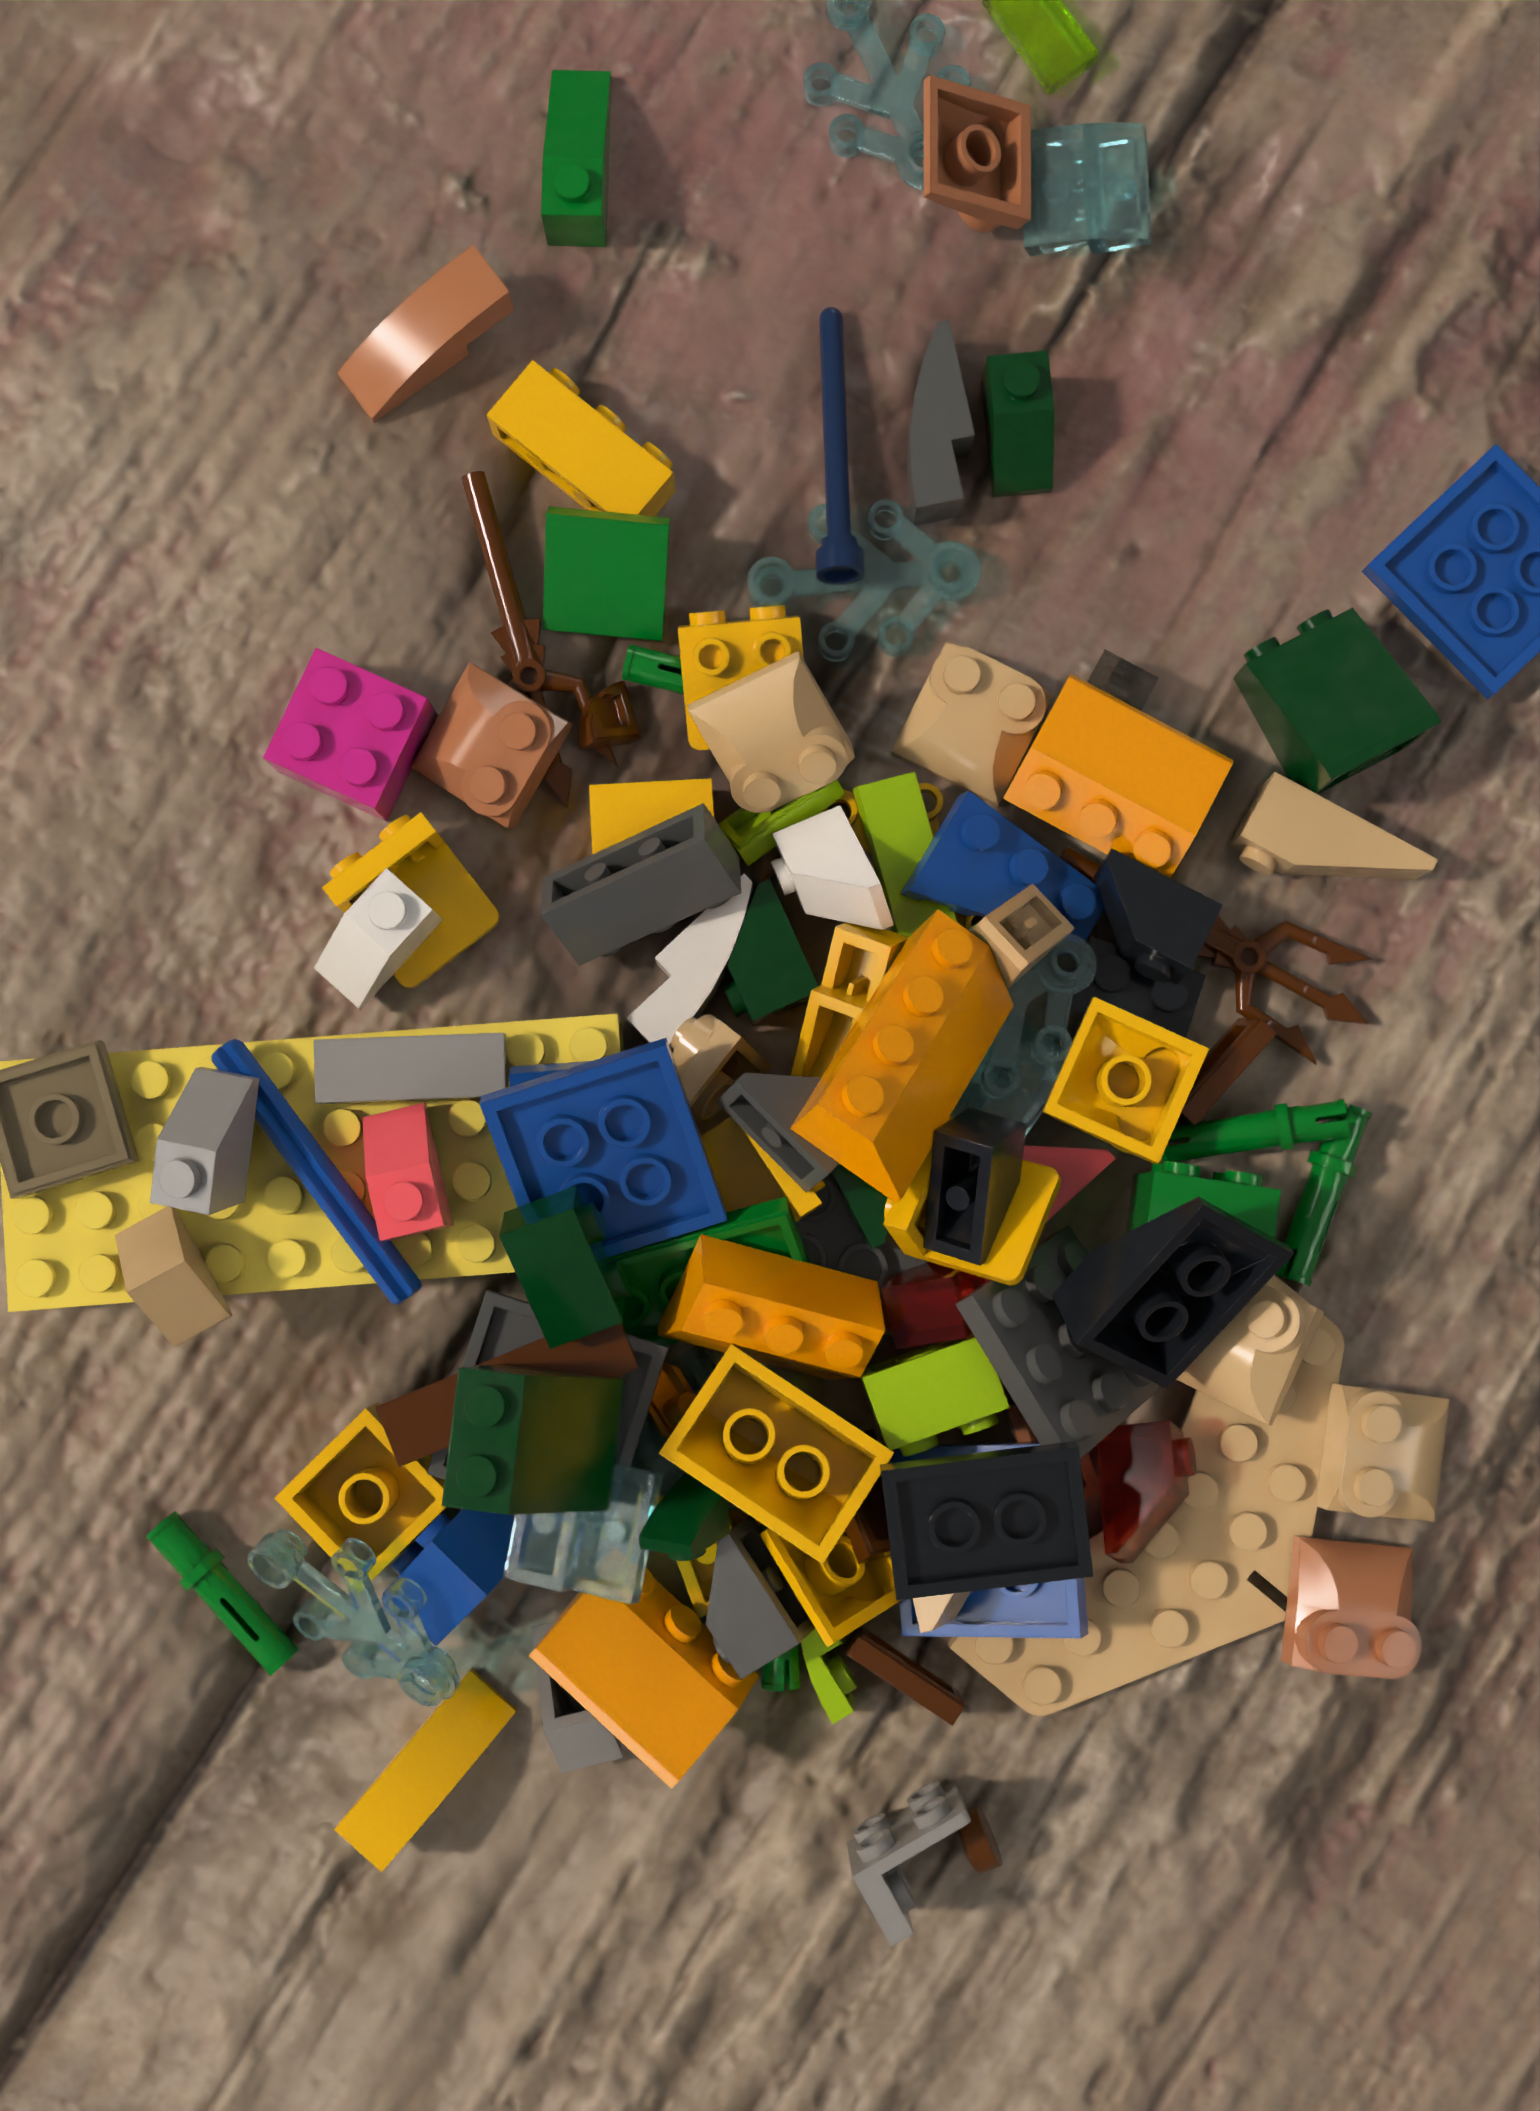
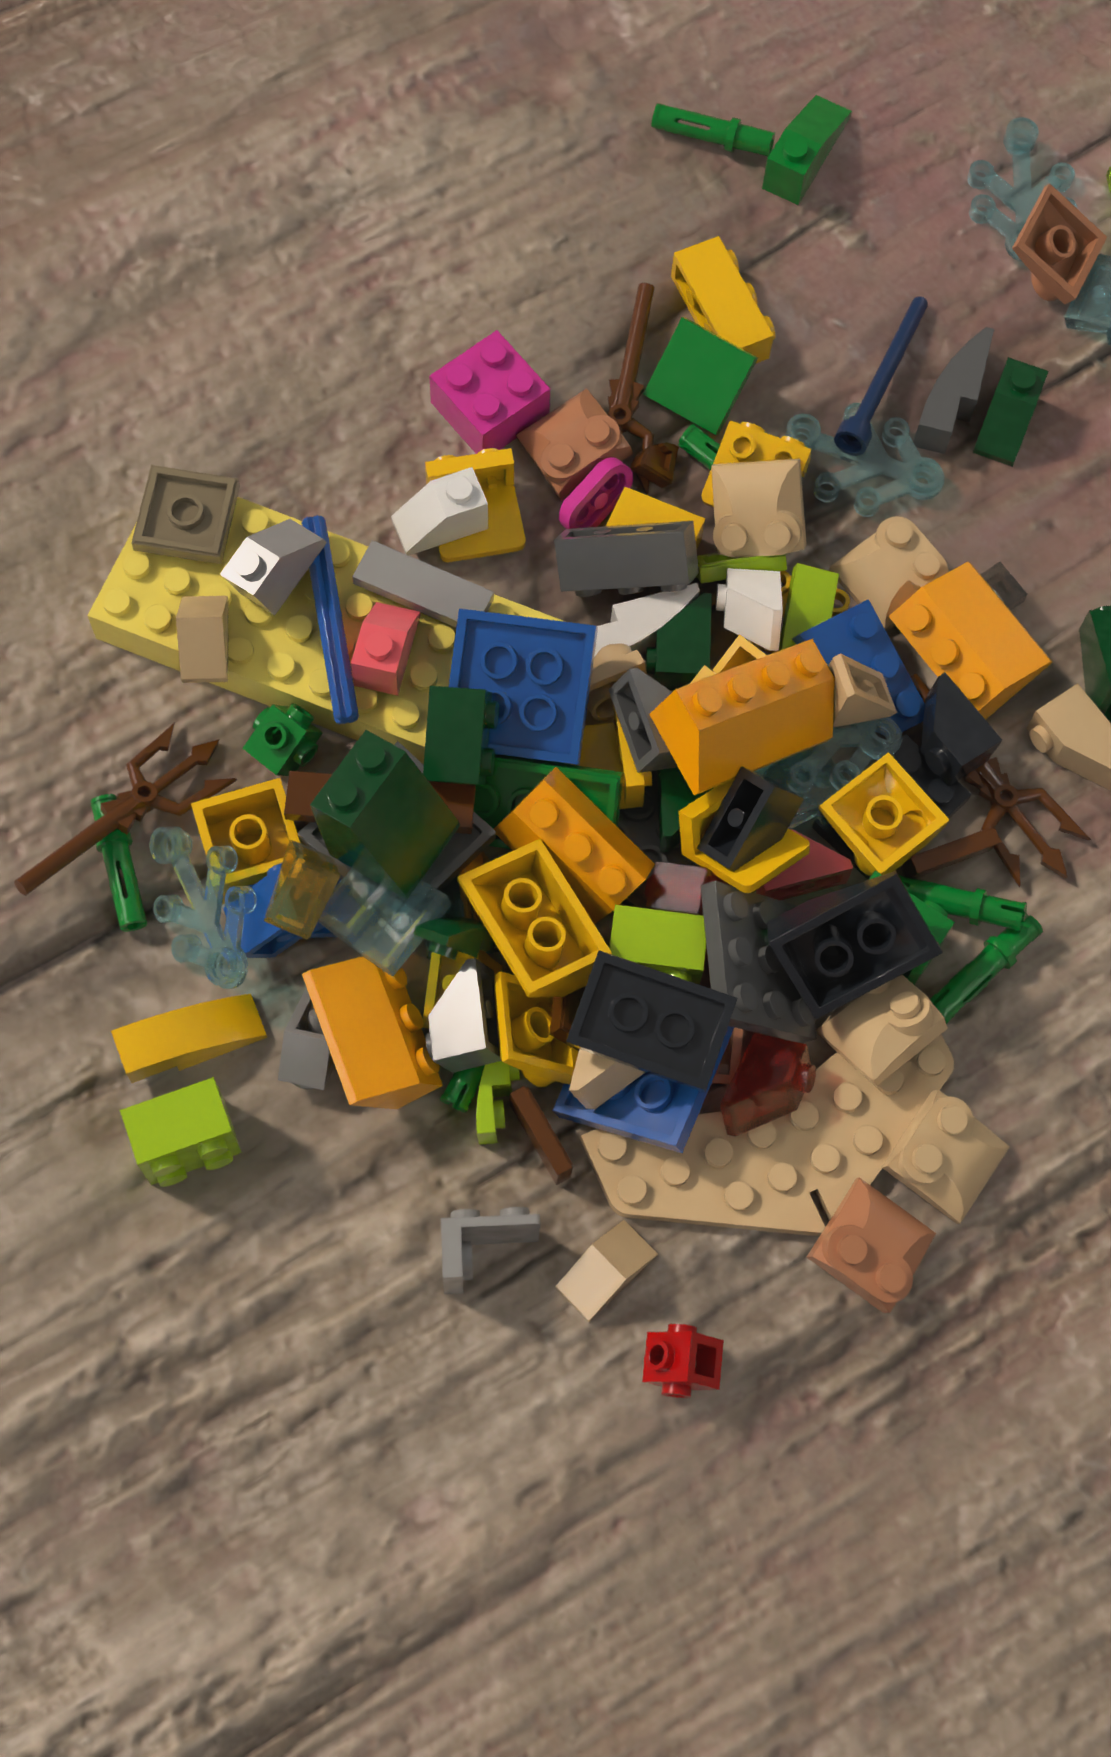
camera: 25 degrees right, 15 degrees down
(199, 1524) = (129, 807): none -> reddish brown piece
(338, 1340) = (283, 738): none -> green brick
(426, 334) = (660, 198): nougat slope -> none
(456, 192) = (722, 132): none -> green pin
(475, 1564) = (301, 889): none -> clear yellow slope
(484, 1906) = (181, 1133): none -> lime brick
(556, 811) = (596, 495): none -> dark pink plate
(980, 1842) = (535, 1271): reddish brown tile -> none
(1059, 1788) = (605, 1269): none -> tan slope
(1202, 1865) = (672, 1360): none -> red brick

